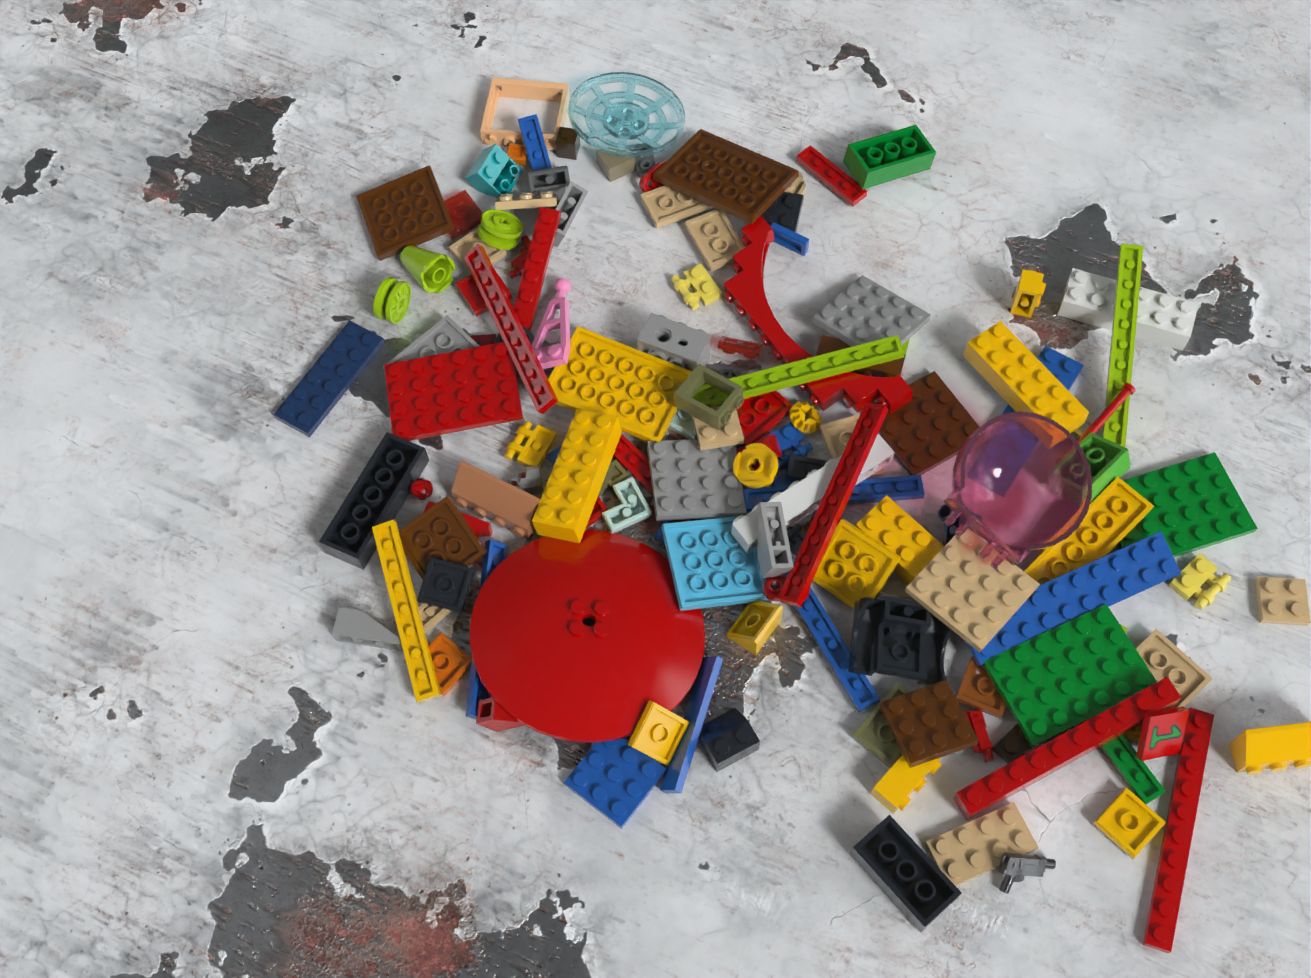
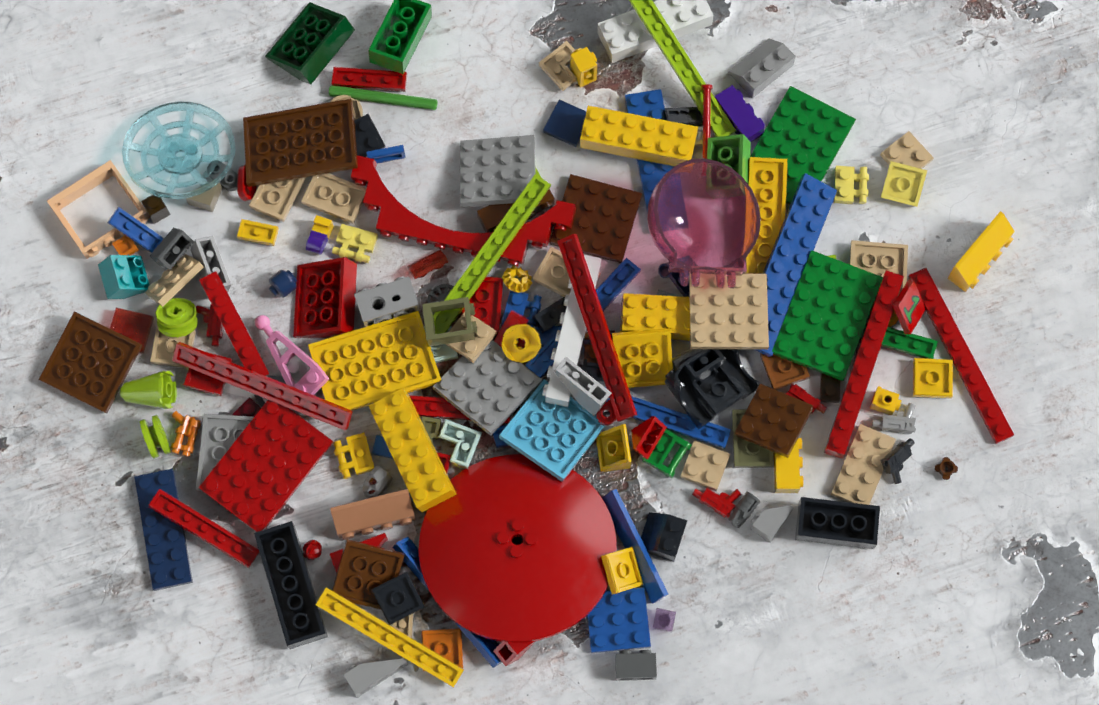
camera: 45 degrees left, 10 degrees up
(356, 398) = (204, 528): none -> red plate
(426, 319) = (188, 427): none -> orange piece
(590, 831) = (635, 665): none -> dark grey brick
(608, 270) = (282, 283): none -> dark blue head
(628, 219) = (257, 232): none -> yellow plate
(628, 304) = (325, 298): none -> red slope
(656, 814) = (664, 620): none -> clear purple plate
(674, 257) = (319, 235): none -> leg
(794, 636) = (647, 435): none -> red slope
(799, 661) = (663, 449): none -> green plate
(808, 758) = (720, 503): none -> red piece
(810, 117) = (310, 42): none -> dark green slope
(825, 781) = (743, 509): none -> dark grey hinge
(826, 711) = (705, 465): none -> tan plate
(832, 200) = (383, 97): none -> bright green axle
(841, 815) = (770, 521): none -> light grey slope
(966, 326) = (566, 123): none -> dark blue tile
(1002, 280) = (556, 66): none -> tan plate
(1056, 811) = (879, 404): none -> yellow brick
(1060, 837) = (901, 422): none -> light grey piece
(1073, 917) = (946, 462): none -> reddish brown plate
(1088, 400) = (684, 115): none -> black plate
(1142, 438) = (740, 113): none -> dark purple brick
(1201, 418) = (762, 66): none -> light grey slope
(1257, 620) = (903, 183): none -> light yellow plate

